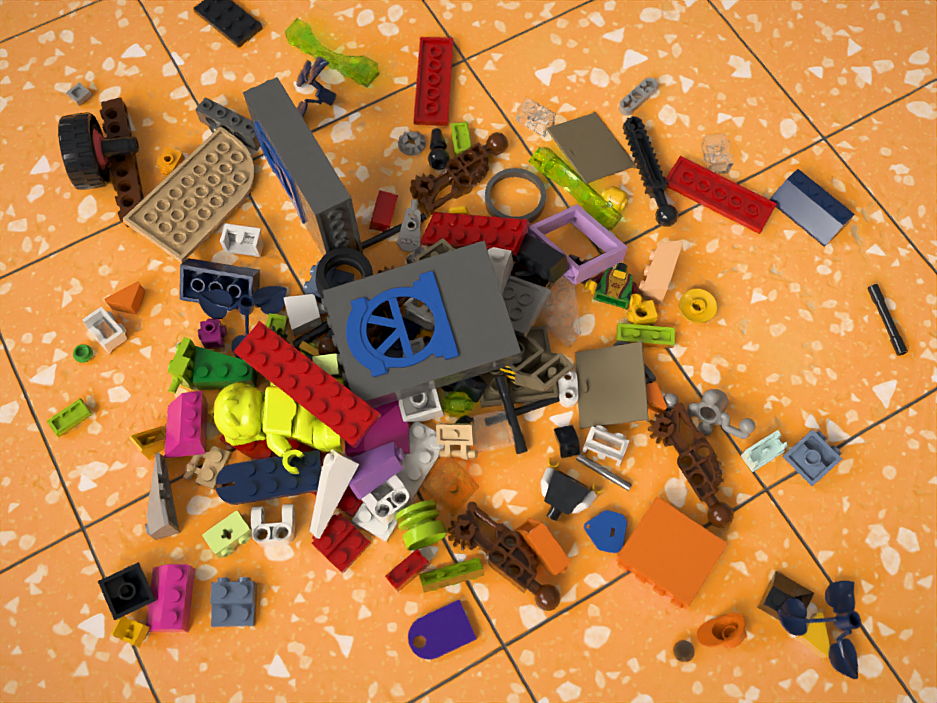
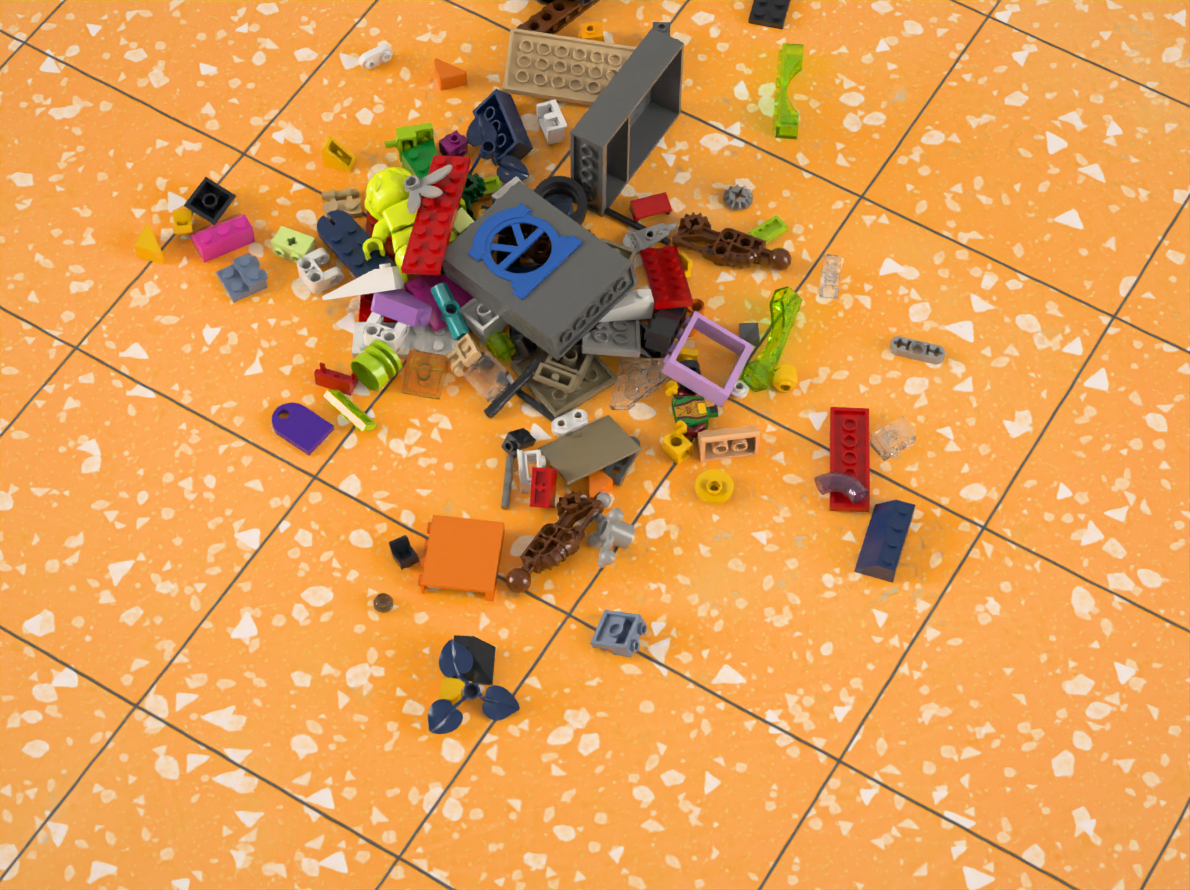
camera: 60 degrees right, 10 degrees down
(60, 350) = (375, 56): none -> white plate
(69, 417) = (324, 94): lime plate -> none
(82, 353) = (383, 72): bright green plate -> none
(105, 329) = (412, 75): white window -> none
(135, 682) = (147, 246): none -> yellow slope
(161, 509) = (290, 190): light grey wedge -> none
(186, 425) = (357, 173): dark pink slope -> none
(269, 380) = (418, 187): none -> light grey plant
(322, 93) = (738, 106): dark blue plant -> none
(341, 542) = (332, 323): red plate -> none
(415, 428) = (446, 301): none -> teal piece
(433, 81) = (815, 181): red plate -> none
(437, 139) = (750, 215): black cone -> none
(438, 158) = (732, 220): black piece -> none
(521, 173) = (728, 323): dark grey piece -> none
(543, 545) = (411, 461): orange slope -> none
(546, 596) = (392, 448): reddish brown arm -> none
(556, 203) = (749, 333): none -> dark grey slope
(565, 492) = (468, 457): black torso -> none
(590, 147) = (830, 335): dark tan piece -> none
(601, 528) = (452, 501): blue piece -> none
(637, 443) = (543, 487): none -> red hinge
(640, 604) = (403, 552): none -> black bracket
(650, 335) = (658, 459): lime plate -> none
(666, 214) = (821, 401): black gear -> none
(723, 631) = (415, 624): orange piece -> none
(750, 208) = (841, 483): none -> cylinder
(764, 451) = (601, 593): light aqua hinge -> none
(895, 338) = (788, 662): black piece -> none

